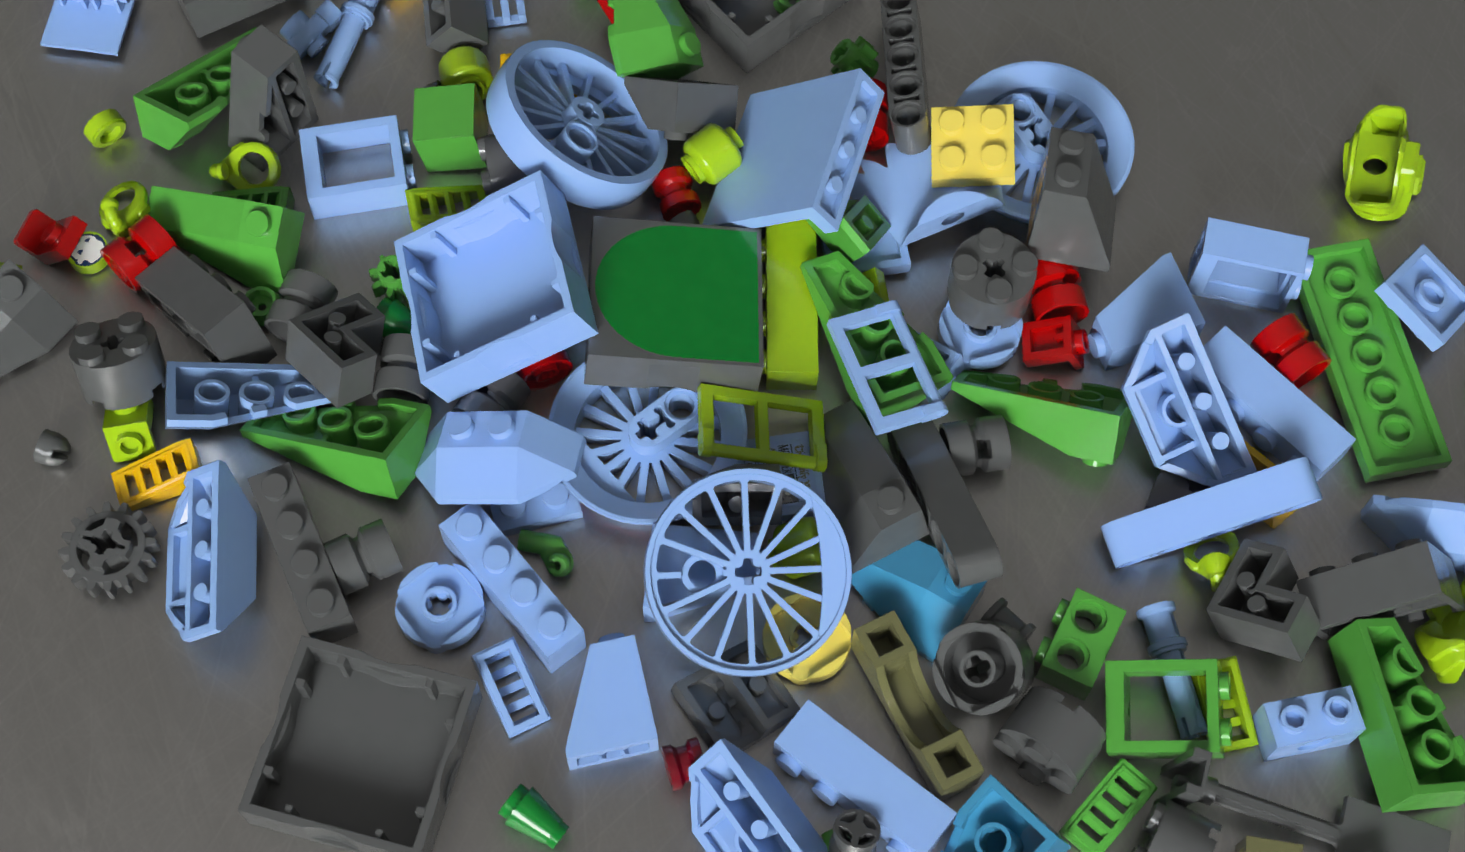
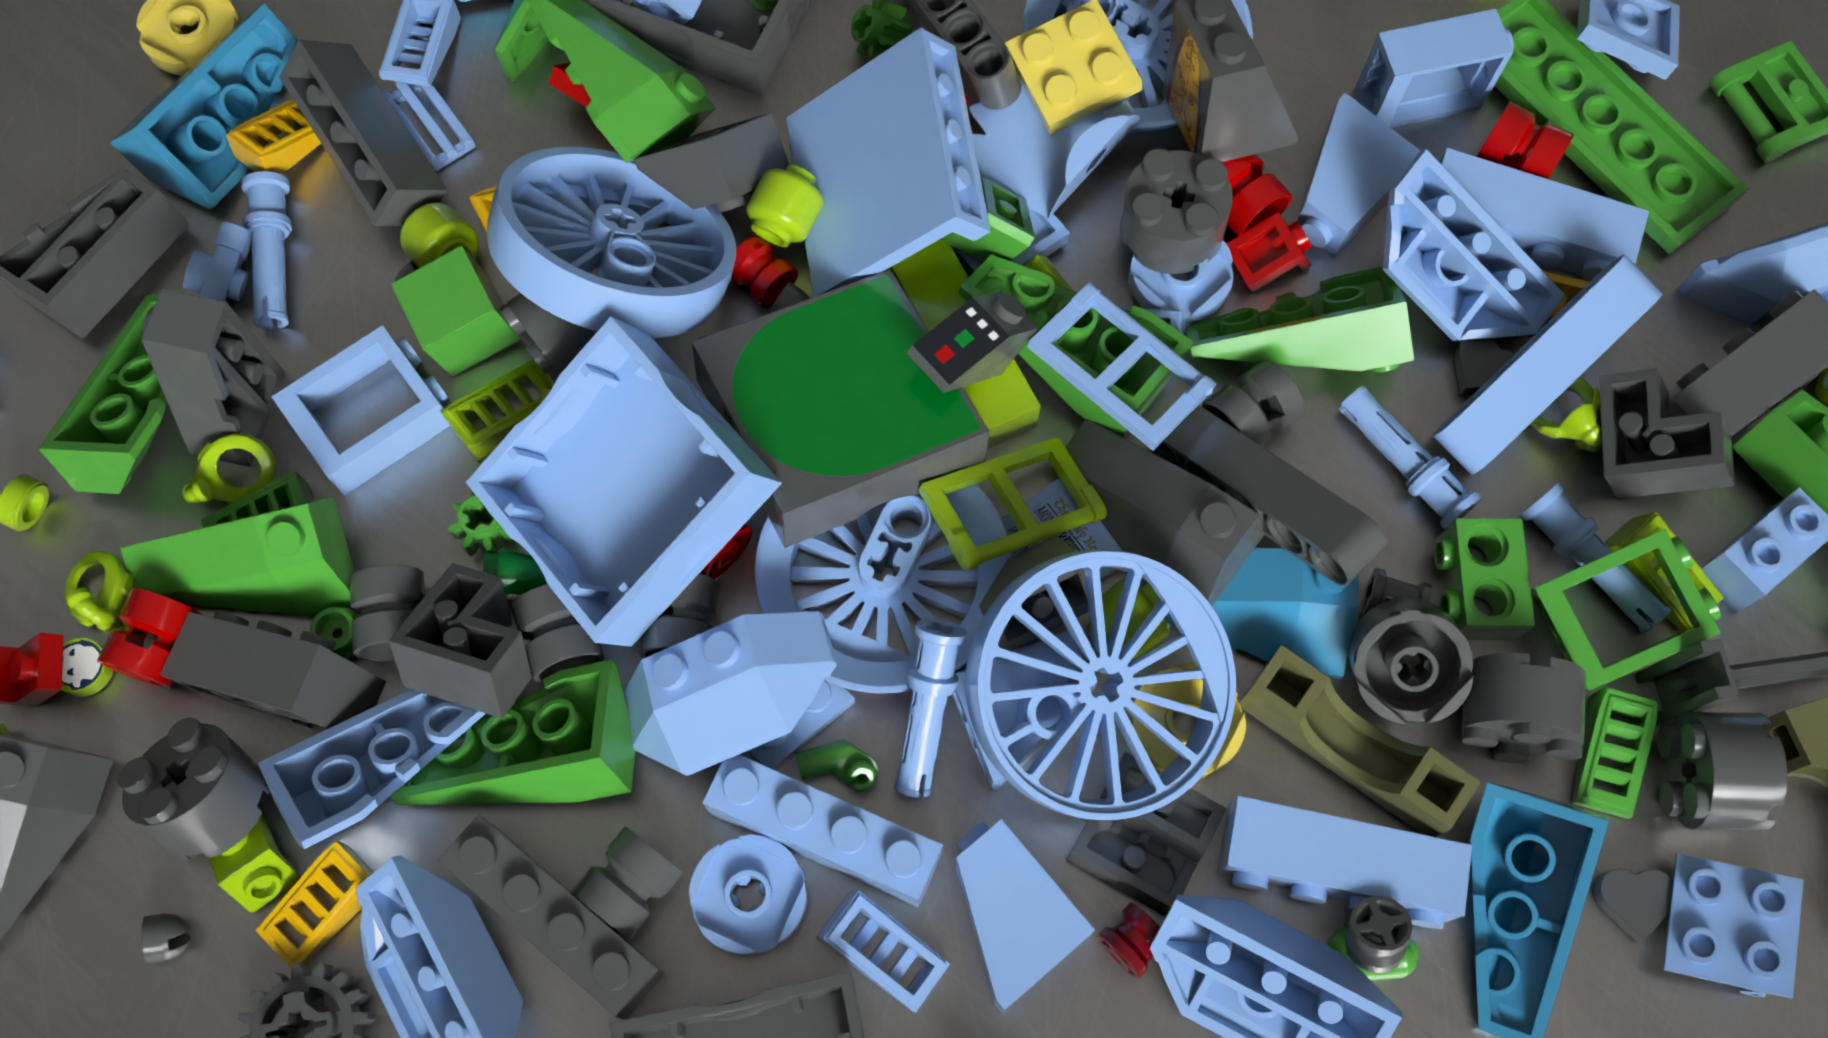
camera: 25 degrees left, 5 degrees up
(634, 519) = (931, 683): none -> light blue pin
(786, 302) = (974, 341): none -> slope
(1079, 551) = (1425, 474): none -> light blue pin

